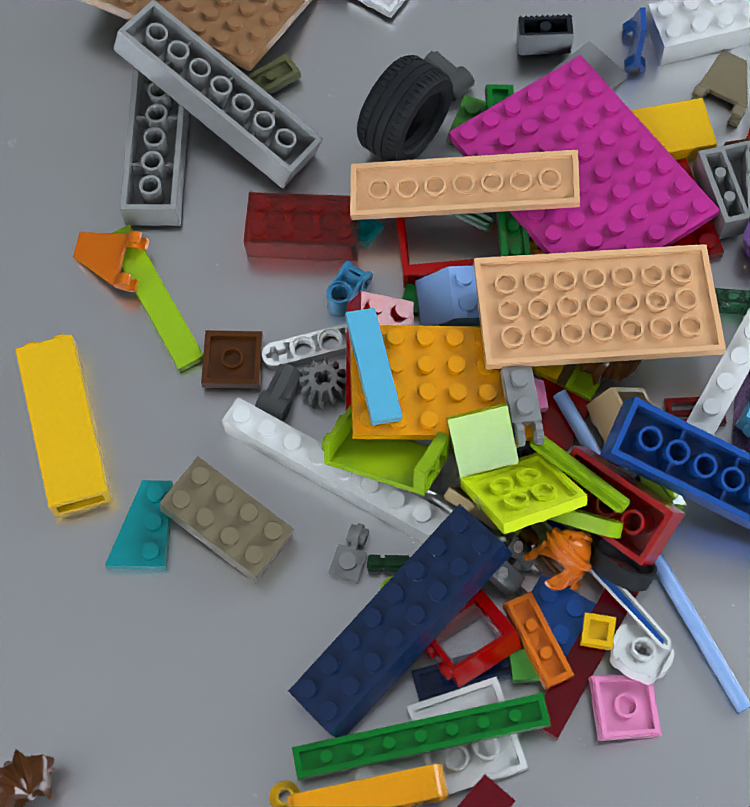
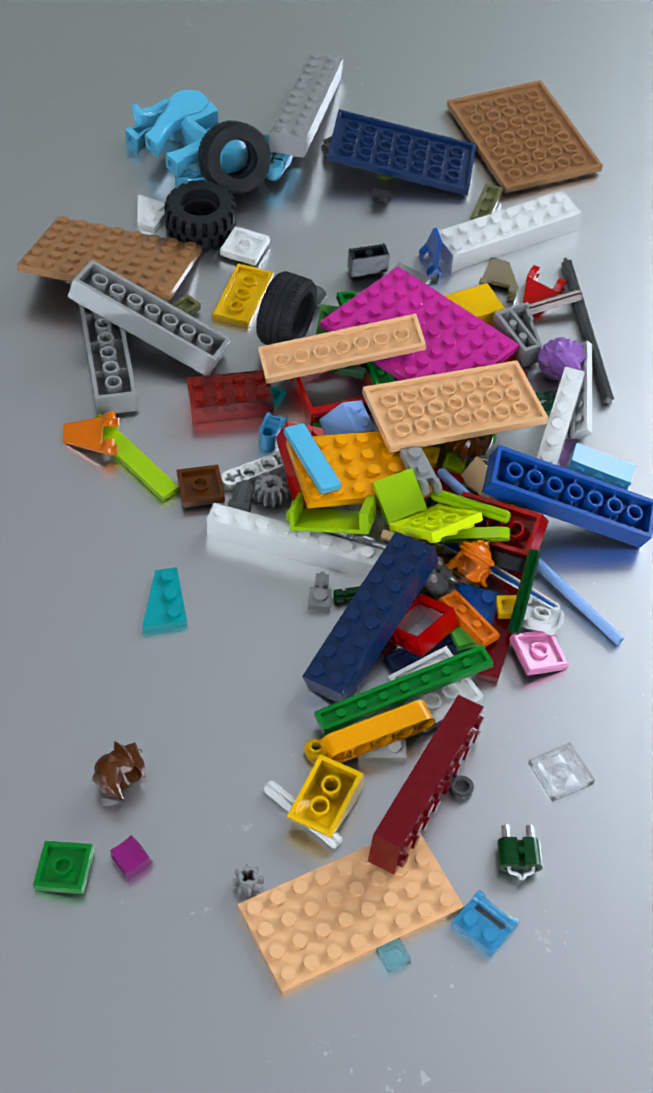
camera: 20 degrees left, 15 degrees down
(63, 425) = (87, 544): yellow brick -> none
(226, 519) = (226, 581): dark tan brick -> none
(361, 62) = (242, 296): none -> yellow tile
(622, 620) = (524, 592): none -> dark green axle

